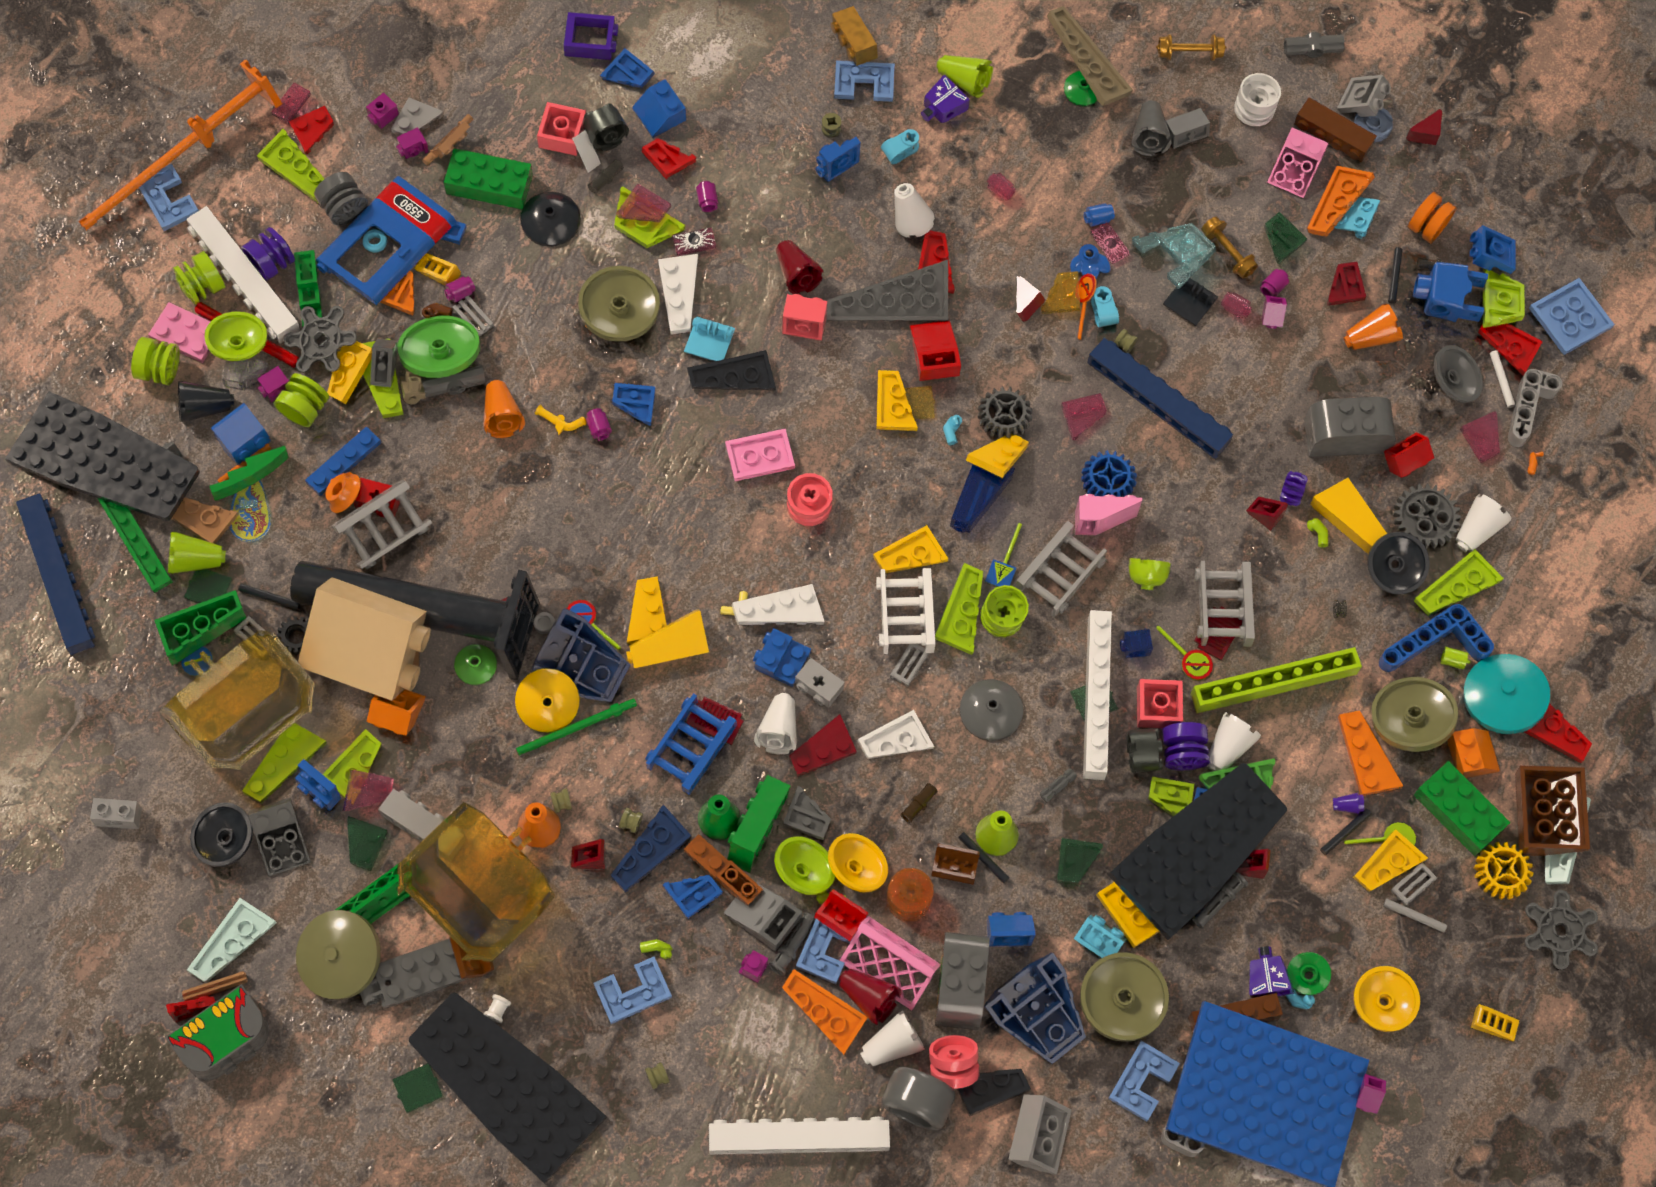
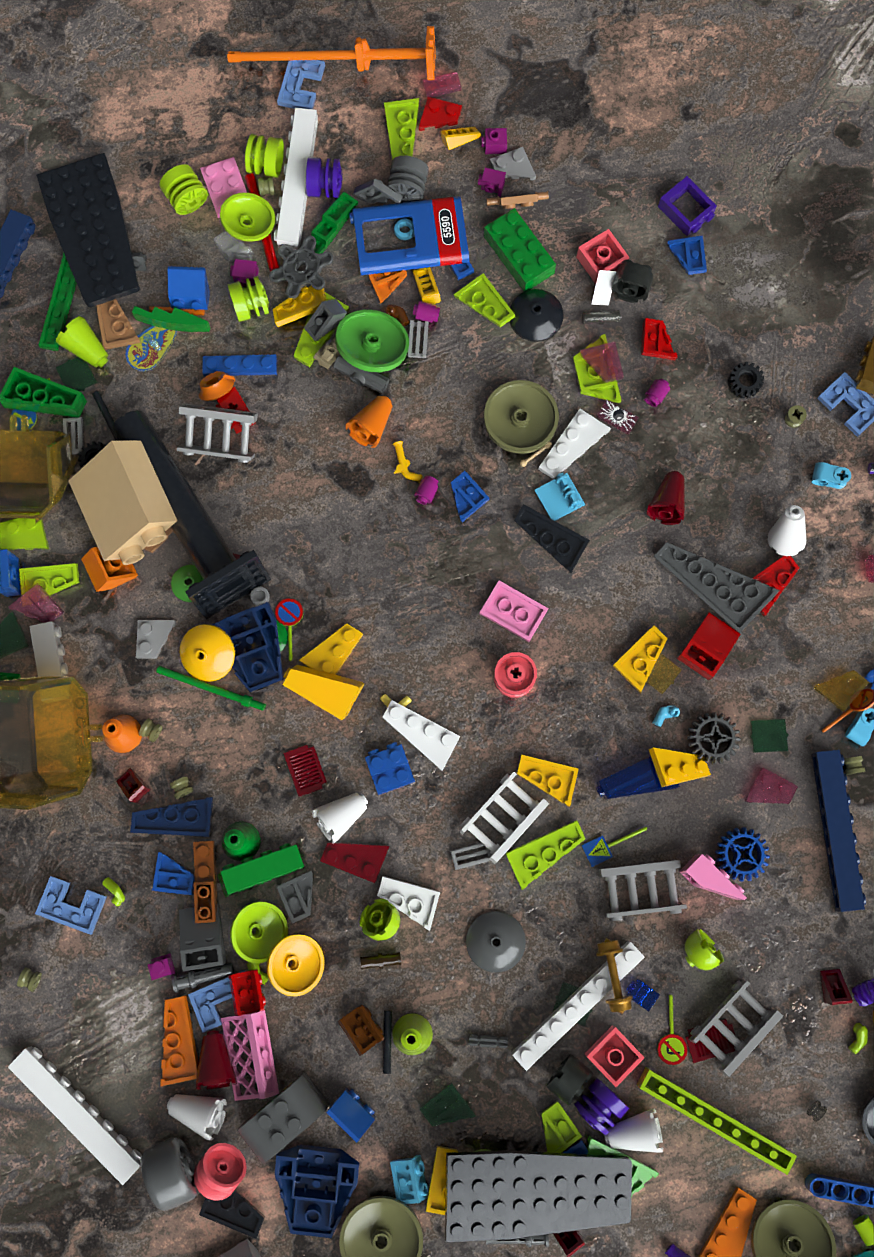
camera: 50 degrees right, 10 degrees up
(202, 400) = (187, 242): black cone -> none
(222, 302) = (266, 186): none -> olive wheel
(324, 229) = (376, 191): none -> dark grey wing
(347, 131) = (456, 137): none -> yellow slope
(487, 732) = (151, 637): none -> light grey wing
(499, 240) = (485, 300): none -> lime wing
(654, 339) = (523, 463): none -> tan hinge
(659, 109) = (685, 300): blue slope -> none
(700, 762) = (264, 791): blue fence -> none
(763, 139) = (749, 370): none -> black tyre
(804, 317) = (638, 540): coral brick -> none
(813, 674) = (399, 800): light grey brick -> none
(836, 159) = (771, 445): blue plate -> none
(889, 769) = (380, 920): none -> lime cylinder
(909, 906) = (317, 1014): clear orange wheel -> none
(1007, 600) = (581, 885): lime wheel -> none
(1028, 299) = (812, 669): slope -> none
(1043, 376) = (769, 735): none -> clear green piece
(1125, 658) = (620, 1002): none -> pearl gold piece

